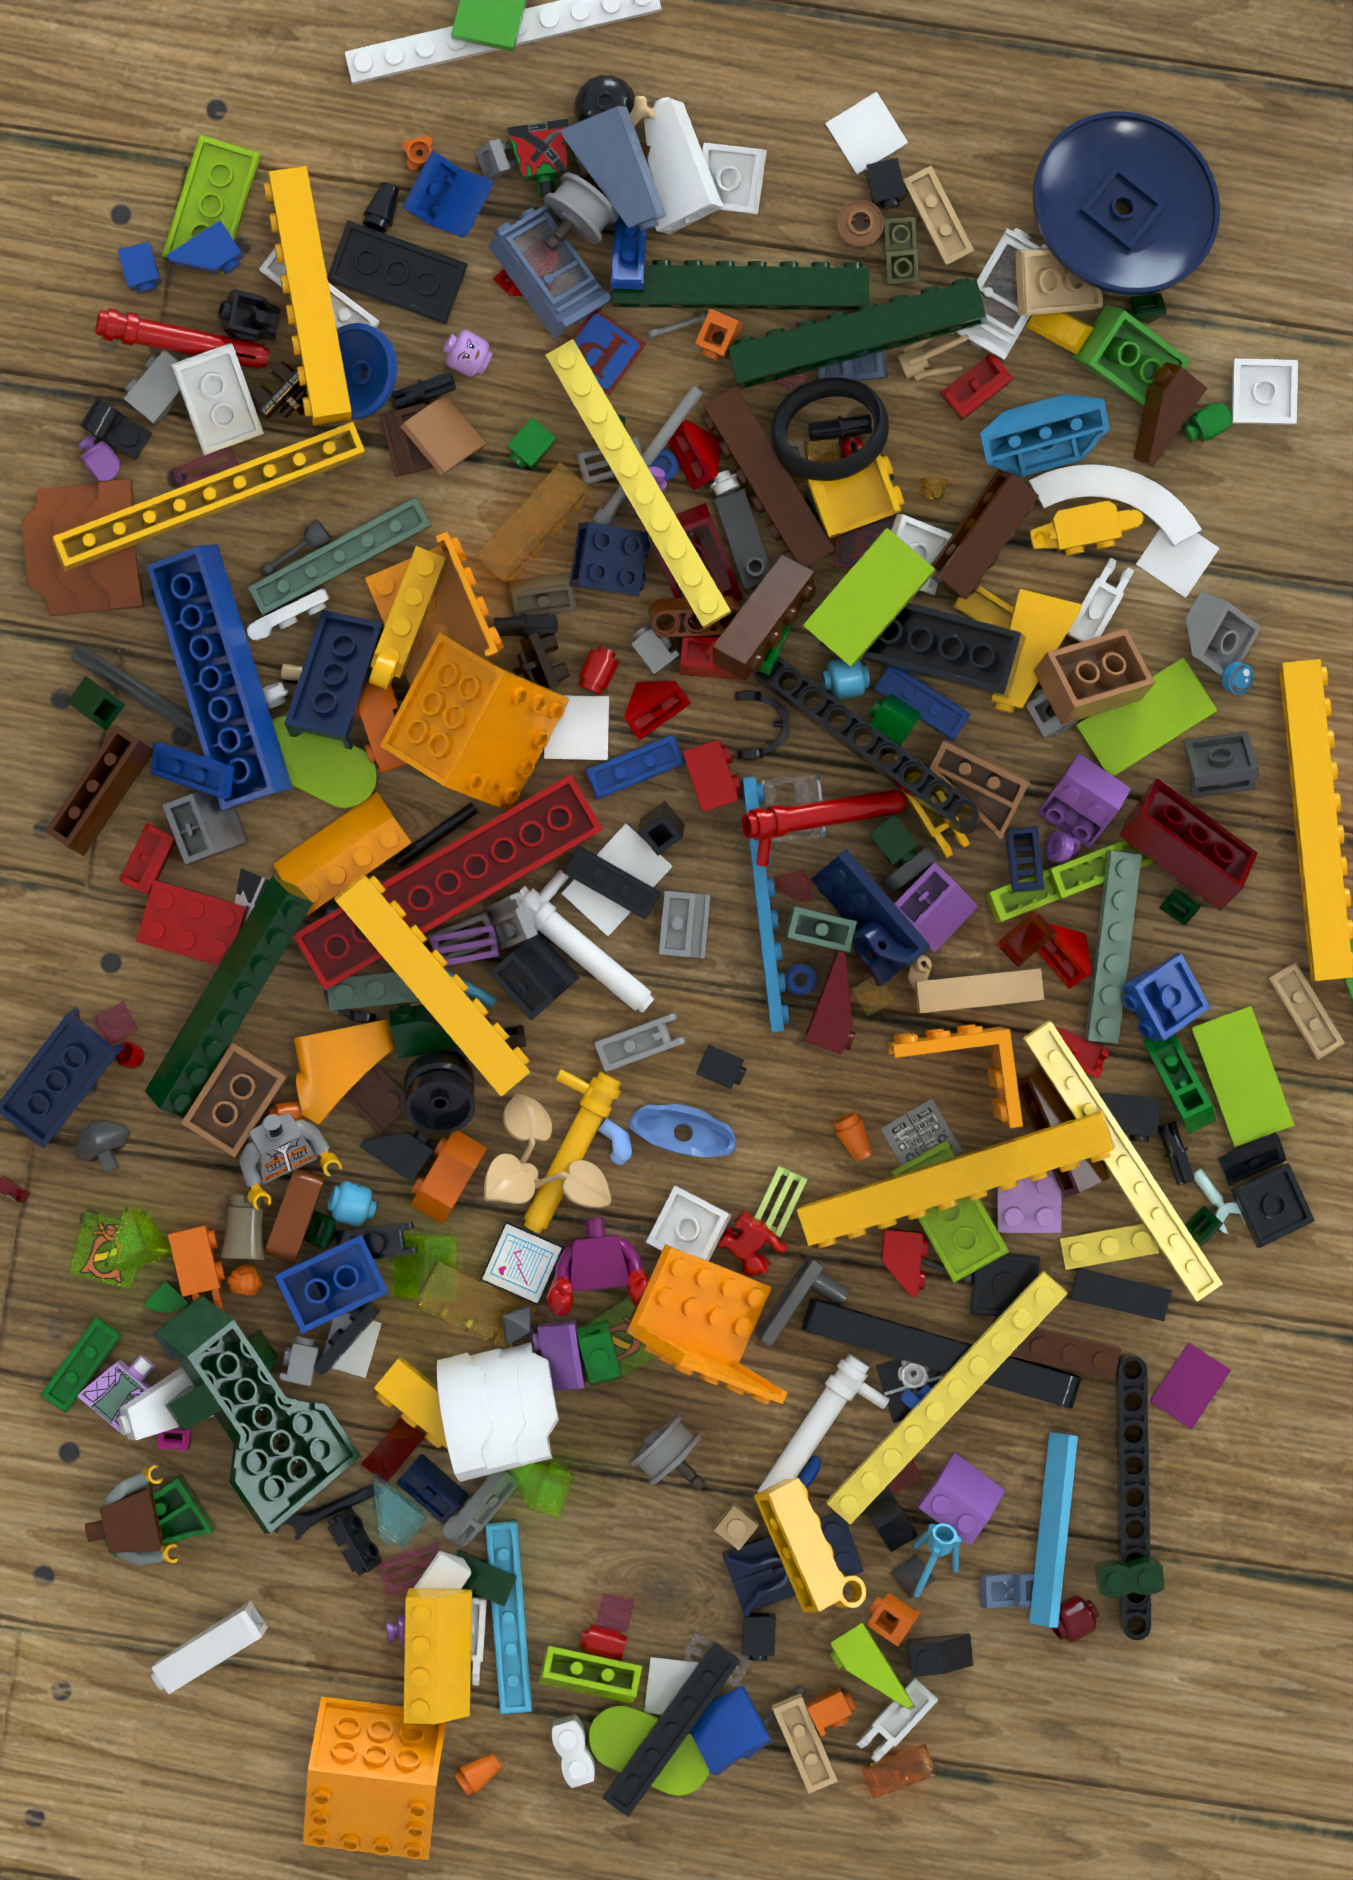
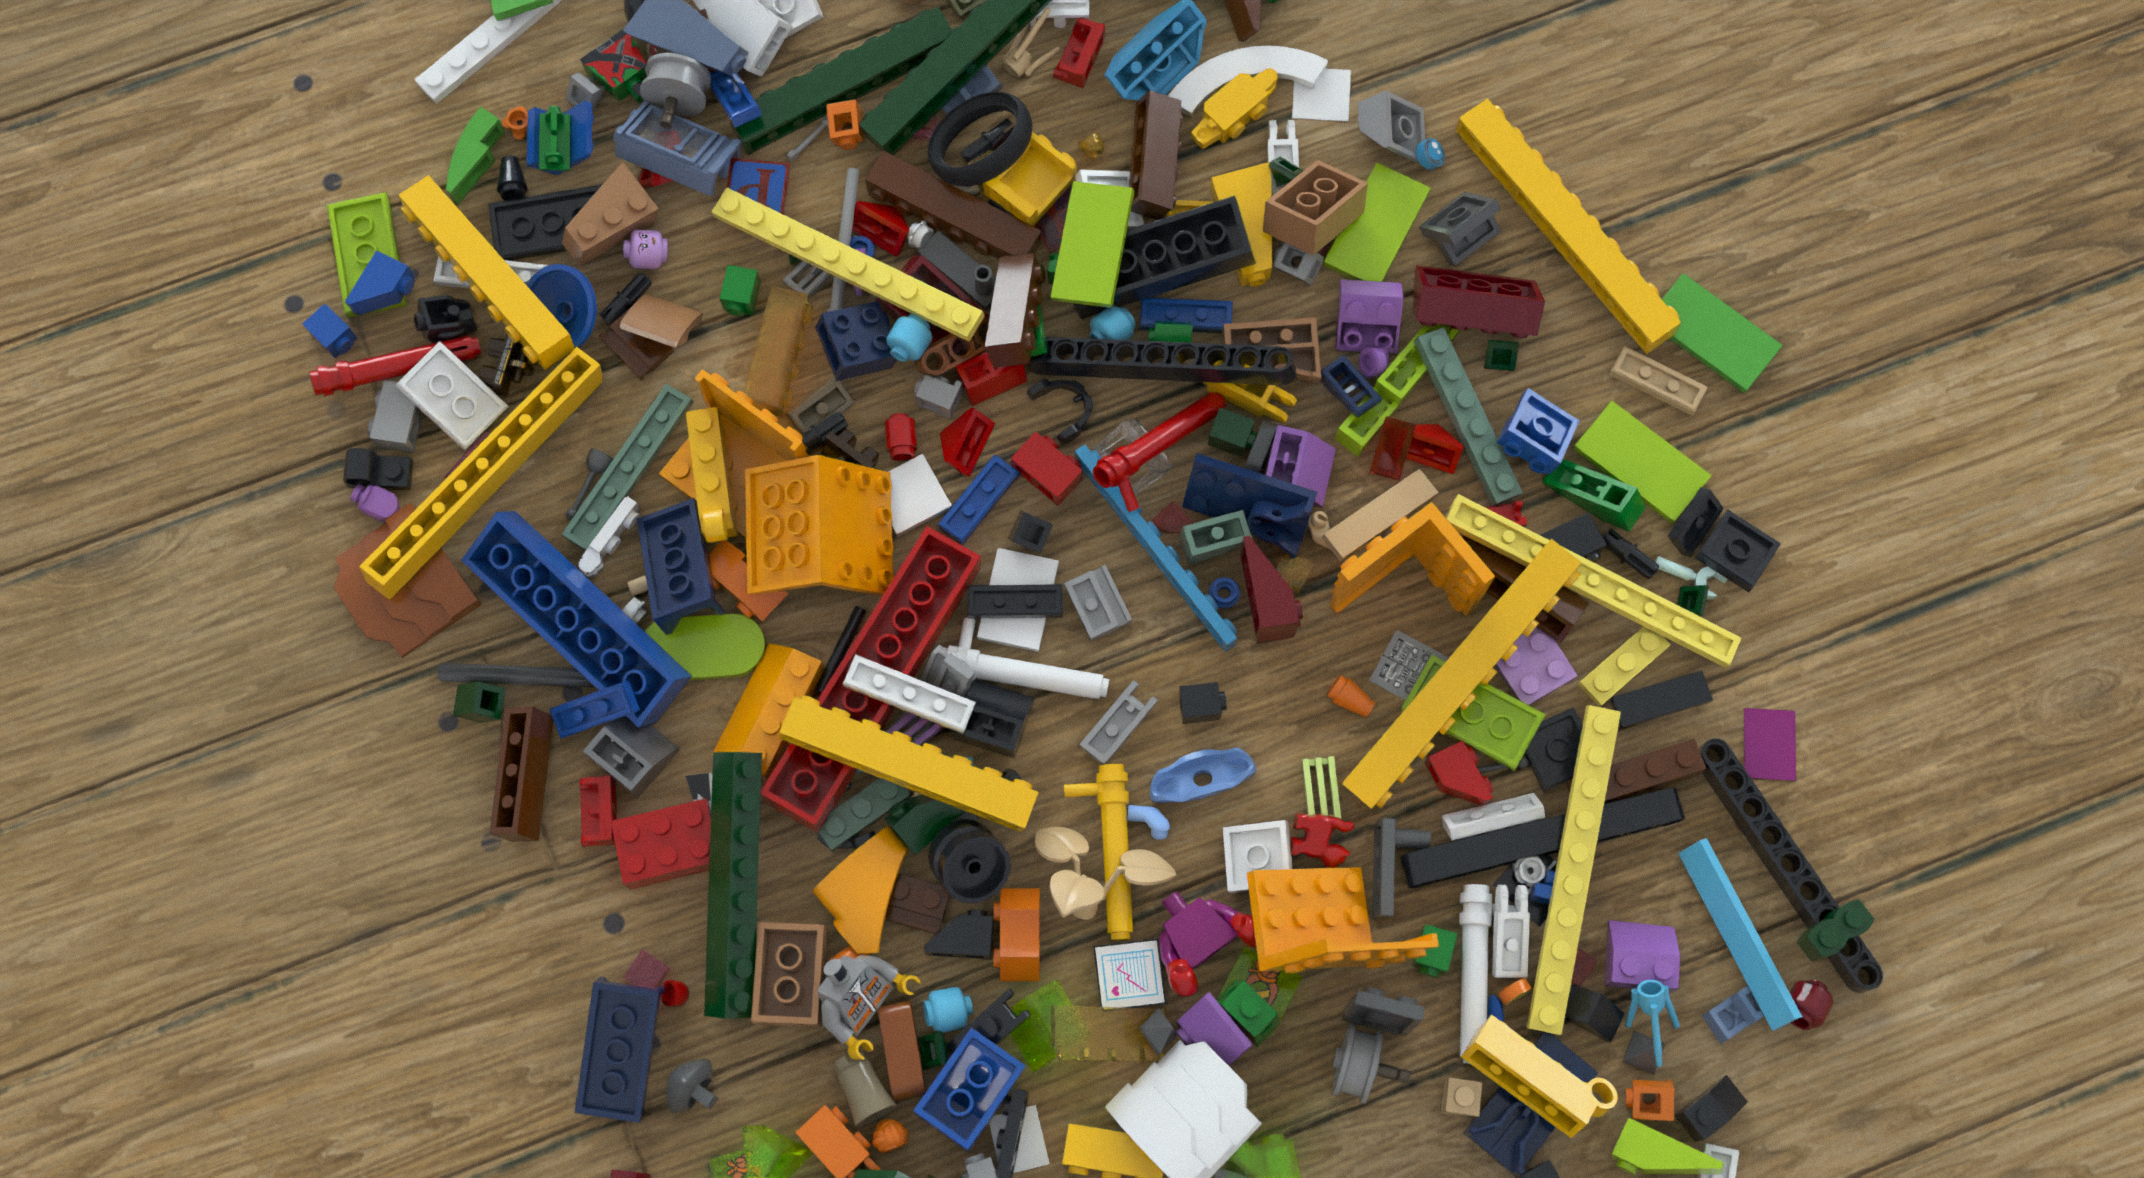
camera: 25 degrees left, 15 degrees down
(358, 162) = (473, 154): none -> bright green slope
(439, 199) = (554, 140): none -> green hinge
(454, 305) = (609, 217): none -> medium nougat wedge
(469, 921) = (909, 694): none -> white tile
(654, 589) = (909, 338): none -> medium azure head
(716, 1431) = (1382, 1013): none -> dark grey plate
(798, 1393) = (1436, 959): none -> green brick
(834, 578) = (1052, 263): none -> green tile
(836, 1465) = (1514, 991): none -> orange tile
(861, 1418) = (1511, 934): none -> white hinge
(910, 1311) = (1493, 816): none -> white plate
(1091, 621) = (1283, 171): none -> dark green slope

